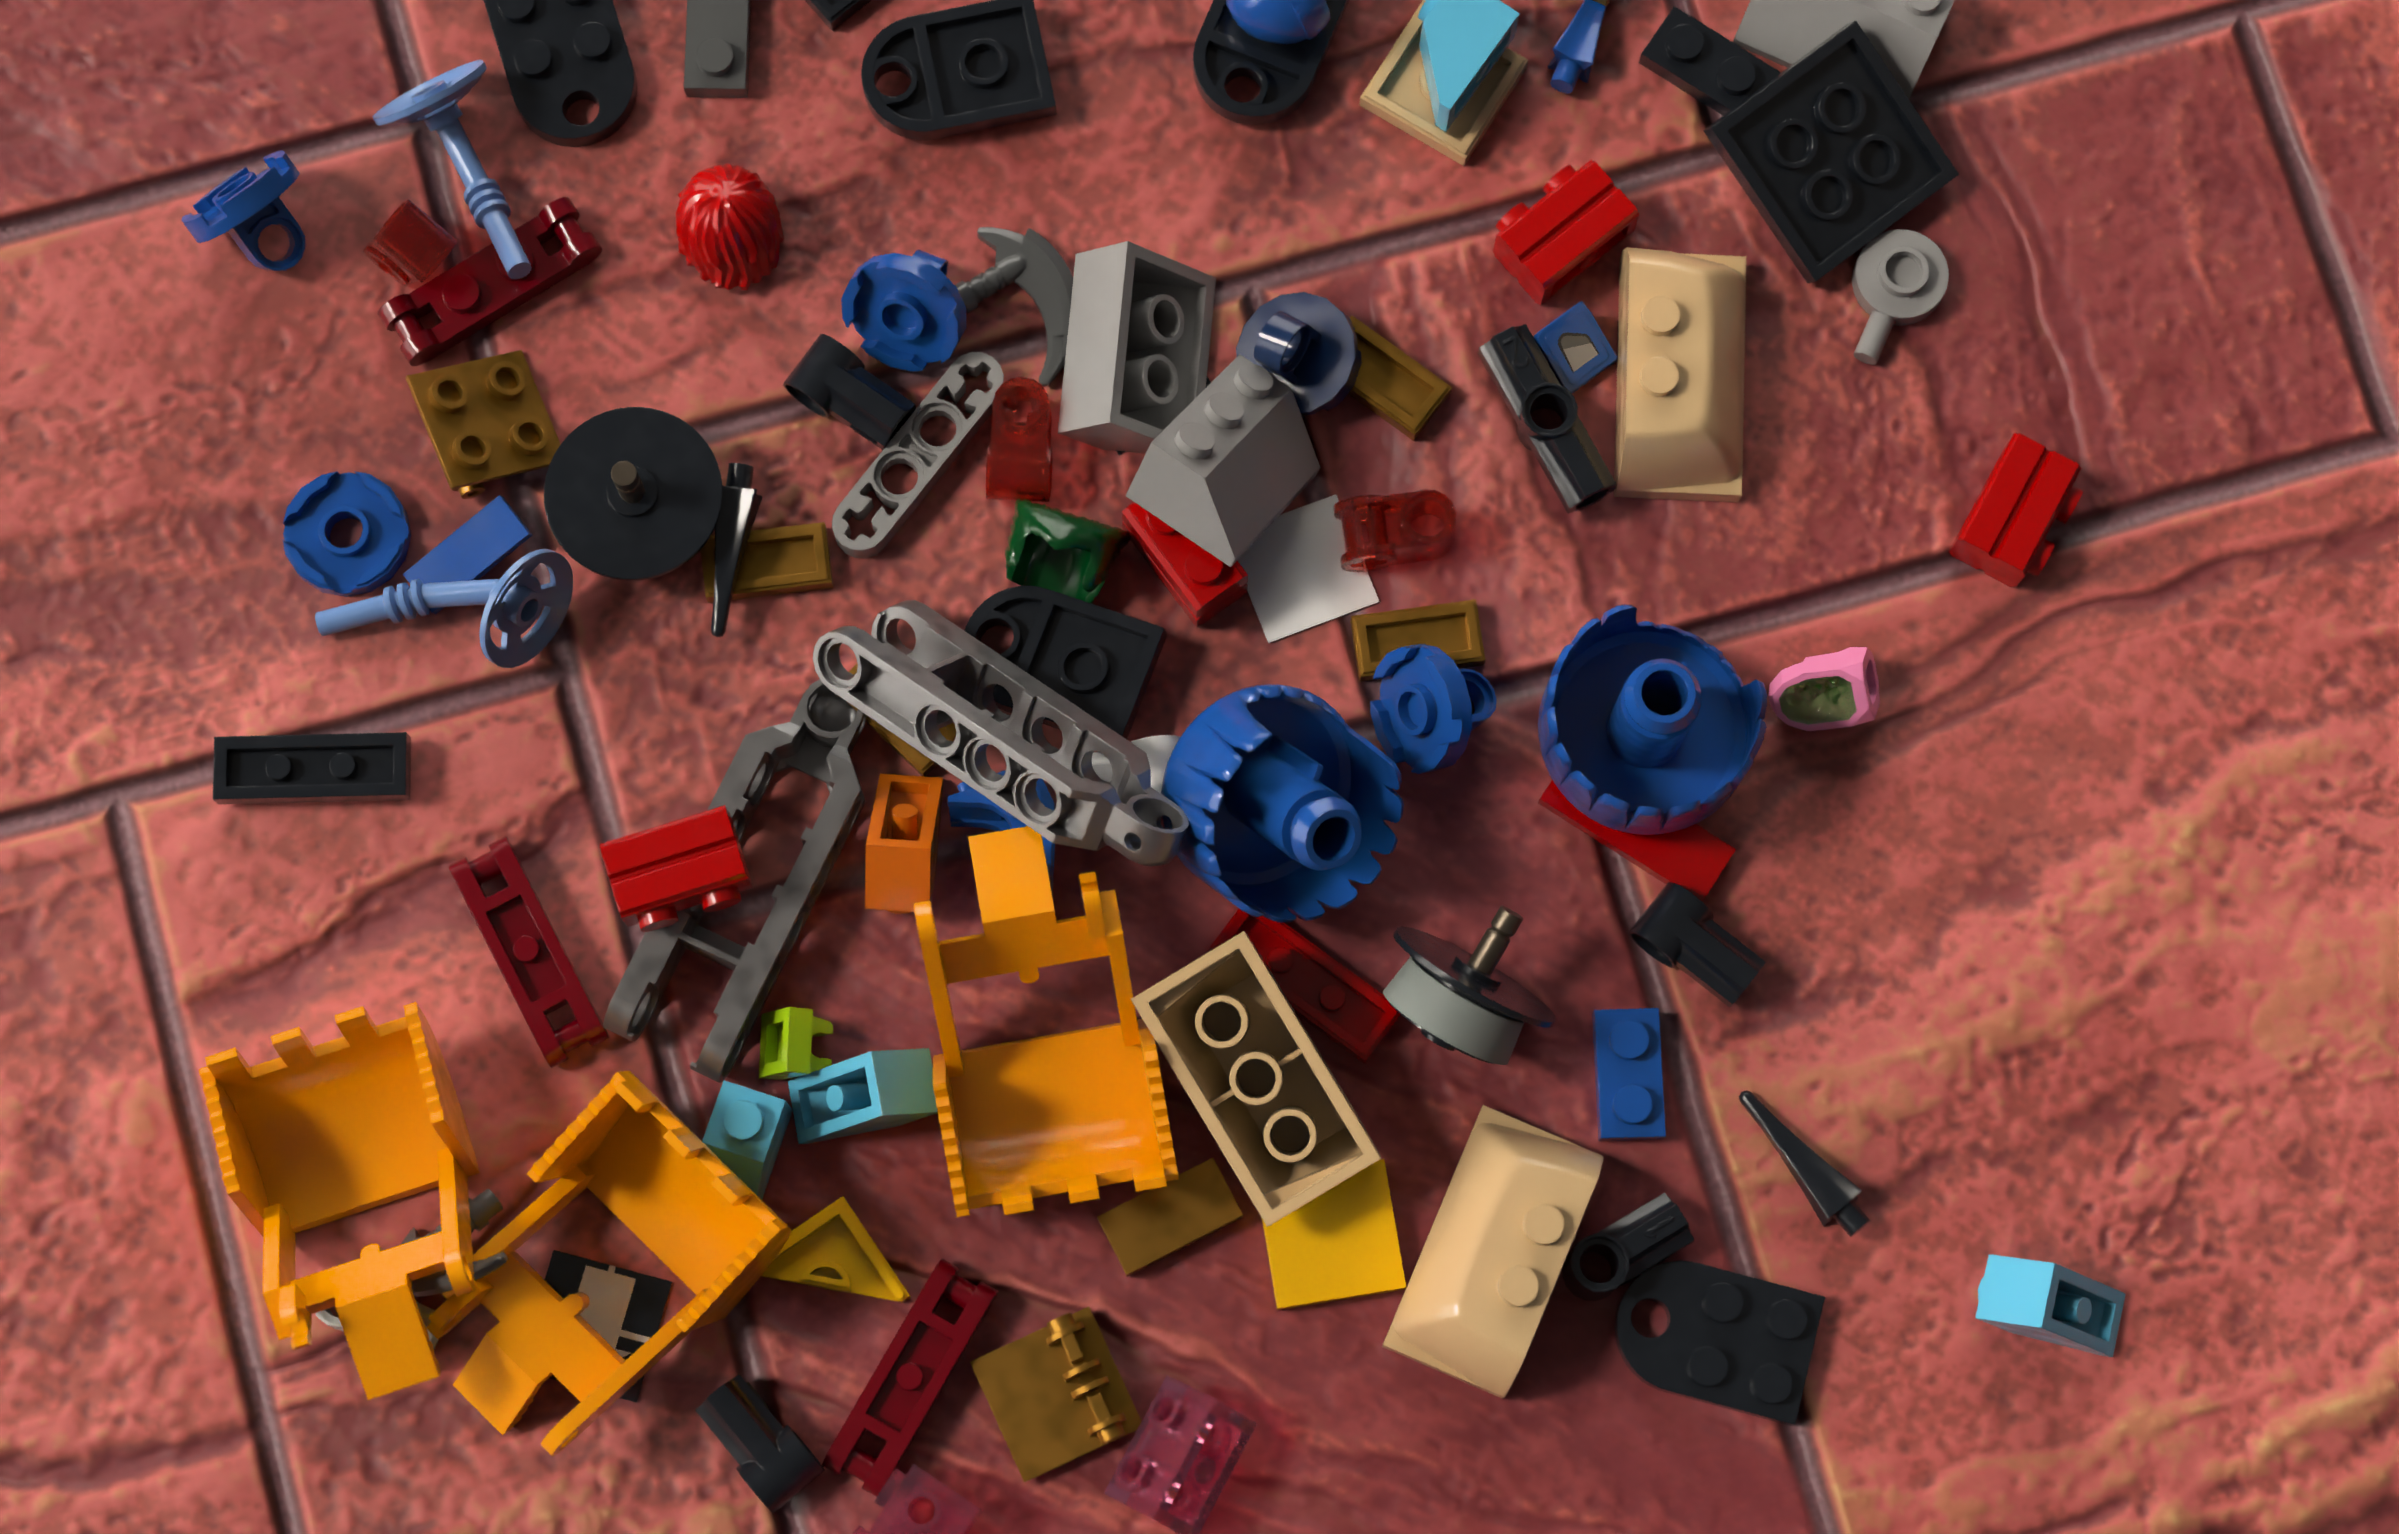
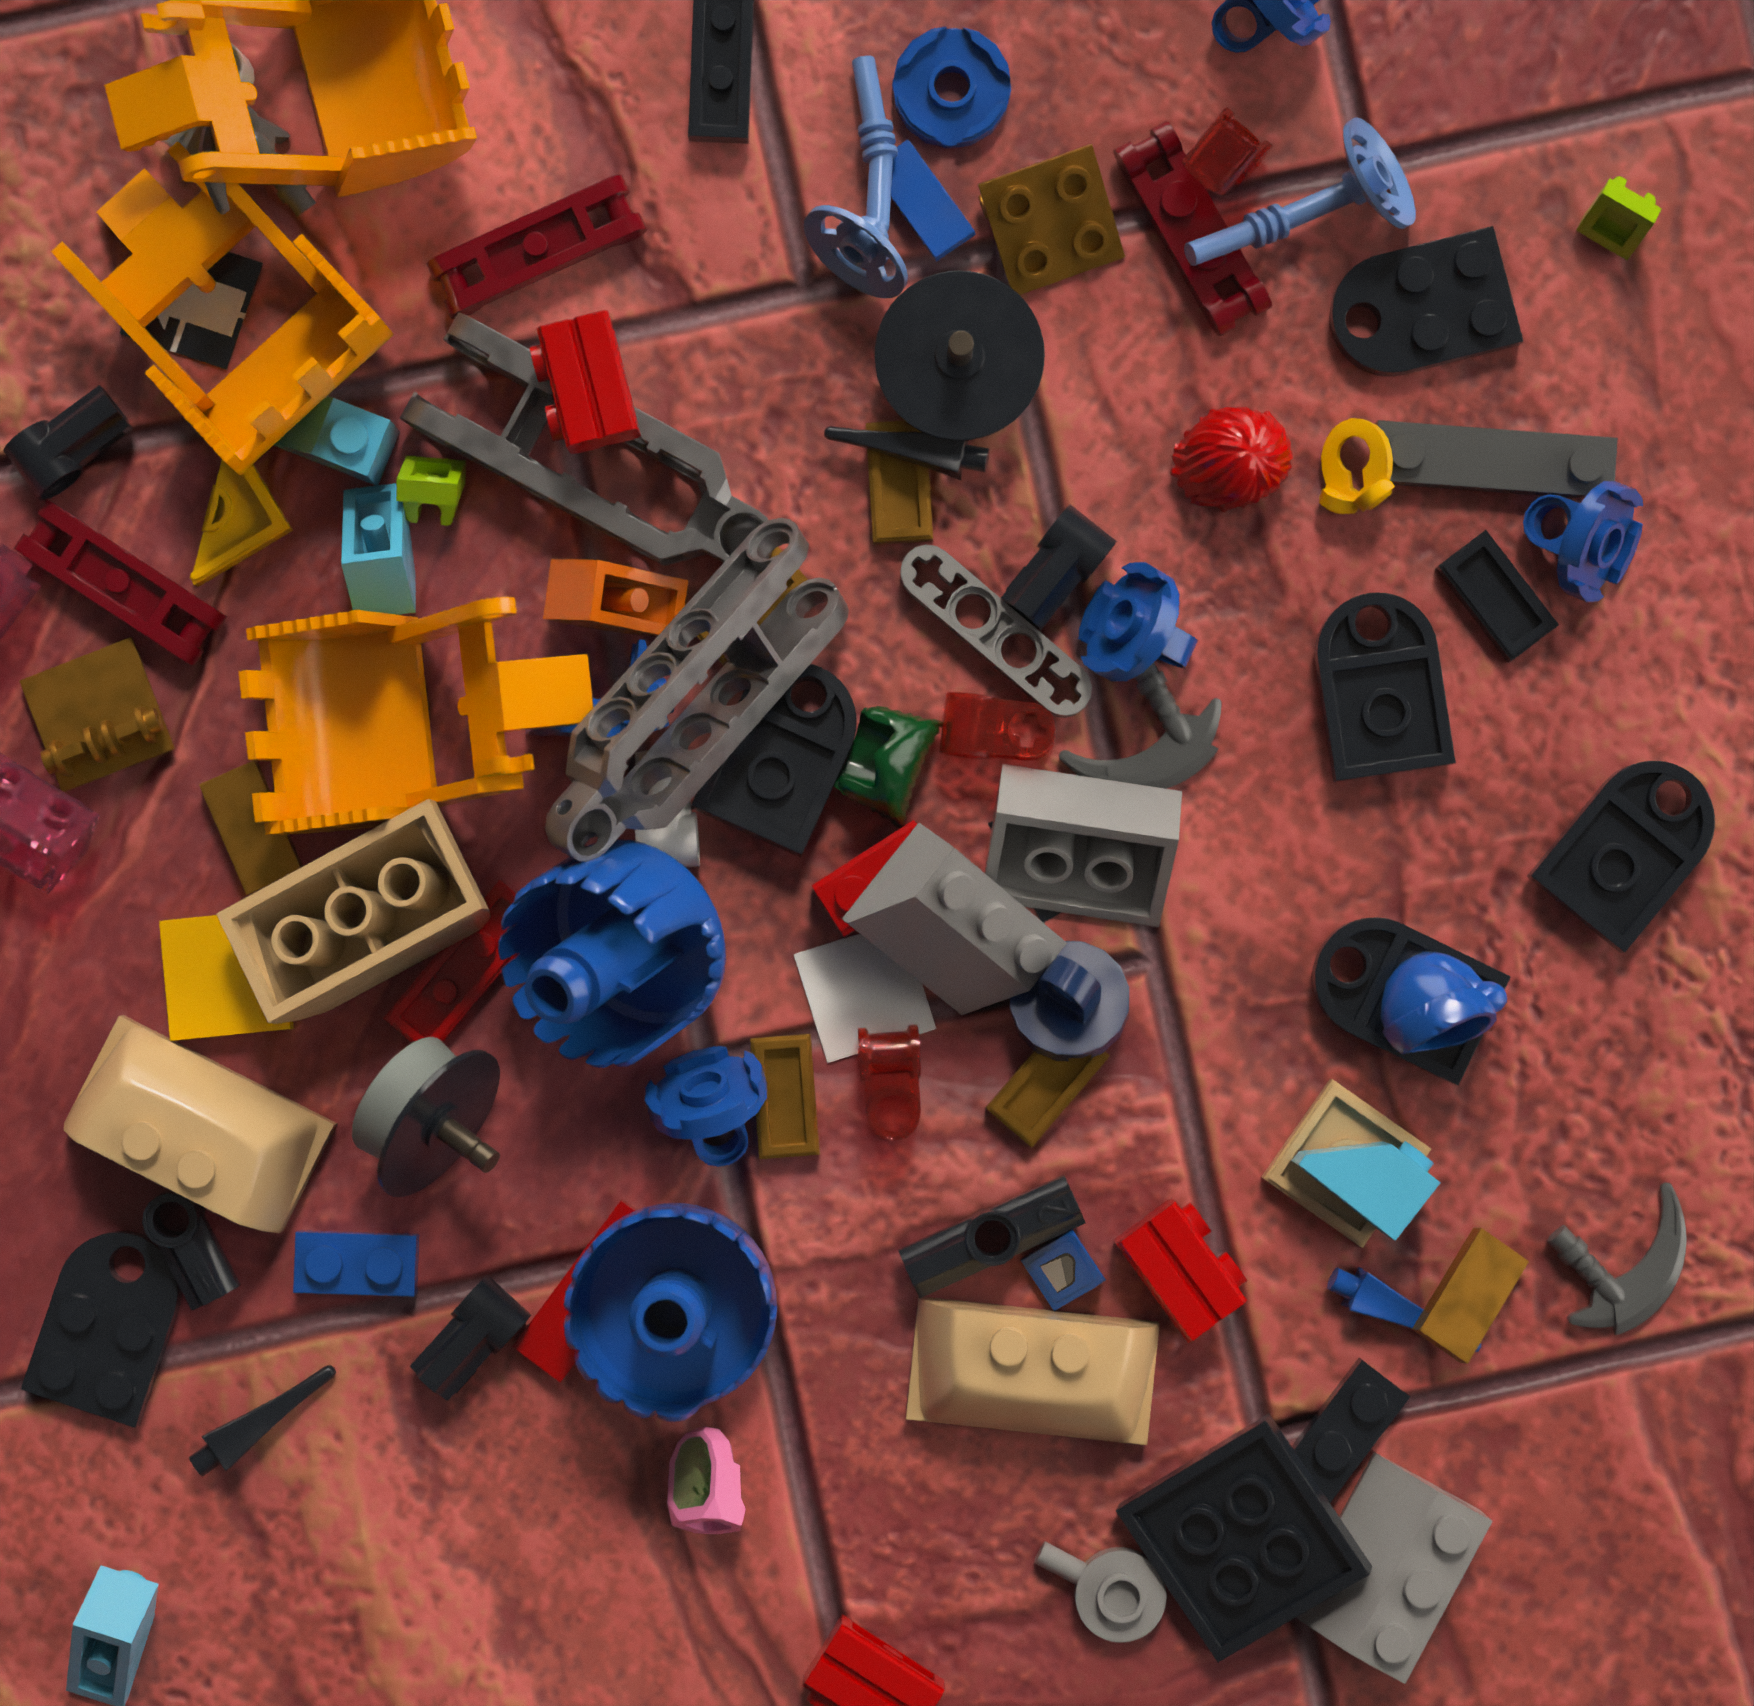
camera: 95 degrees right, 10 degrees up
(758, 124) = (1339, 492): none -> yellow piece

